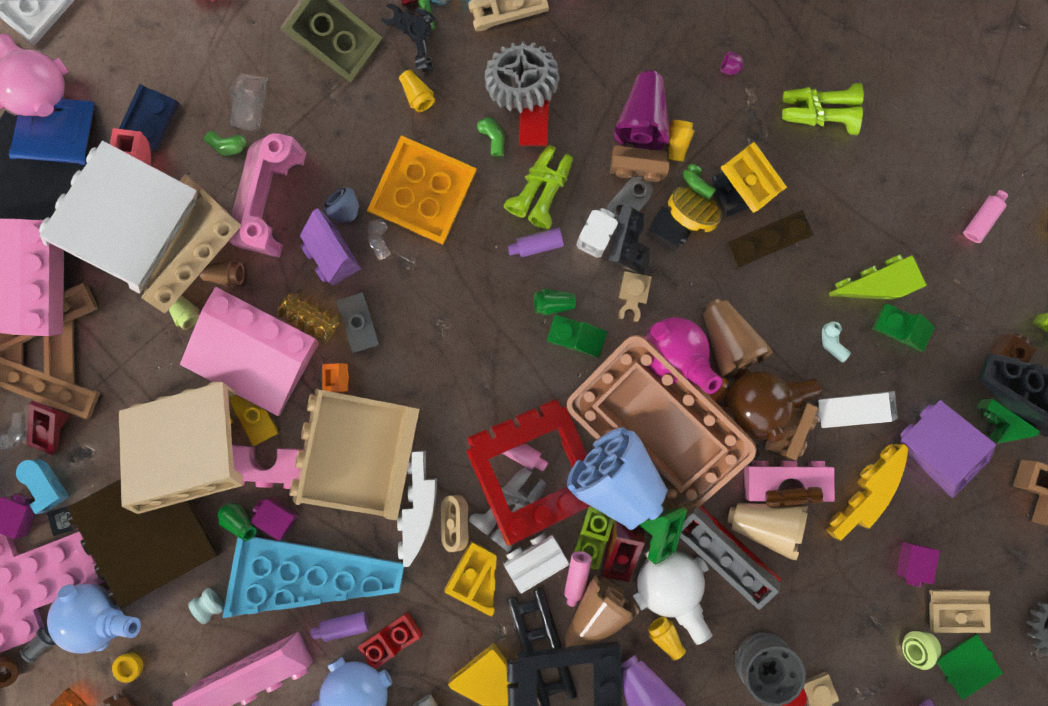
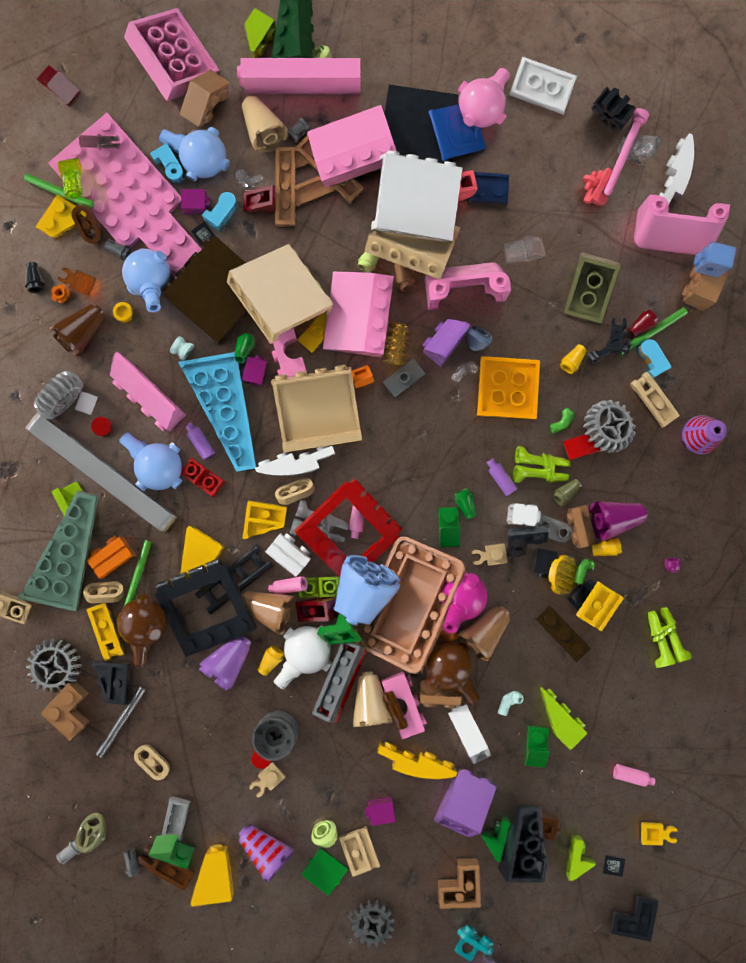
camera: 65 degrees right, 0 degrees up
(226, 146) = (489, 247): bright green arm -> none
(588, 165) = (567, 492): none -> olive cone

